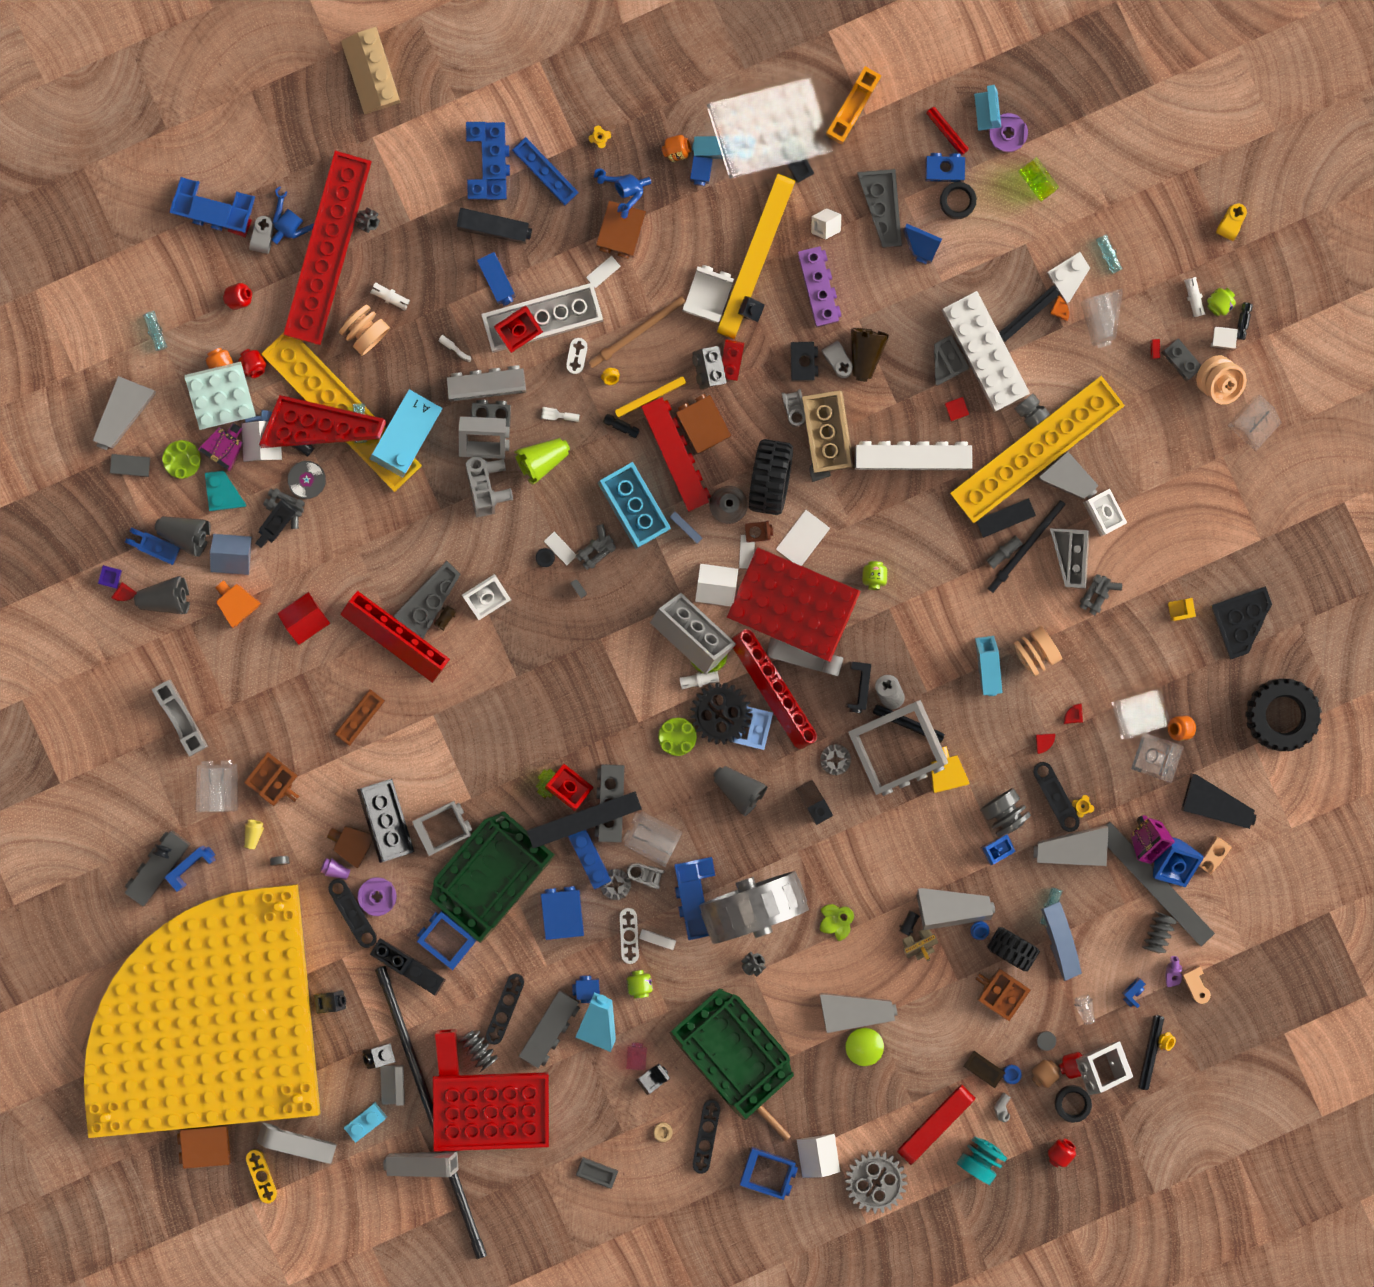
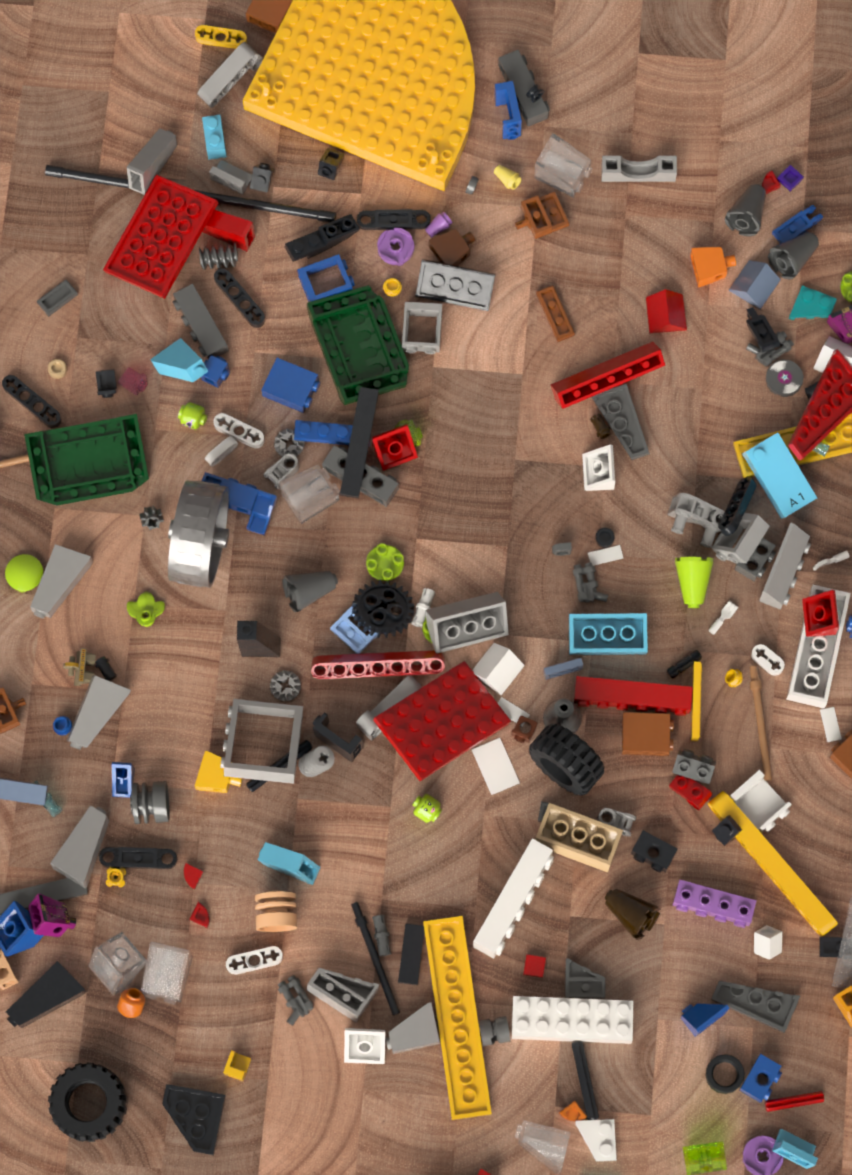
camera: 120 degrees right, 15 degrees down
(417, 877) = (392, 287): none -> yellow plate
(476, 453) = (737, 506): none -> black beam
(837, 356) = (641, 884): light grey piece -> none
(1013, 949) = (28, 741): black tyre -> none
(1099, 654) = (247, 955): none -> white beam

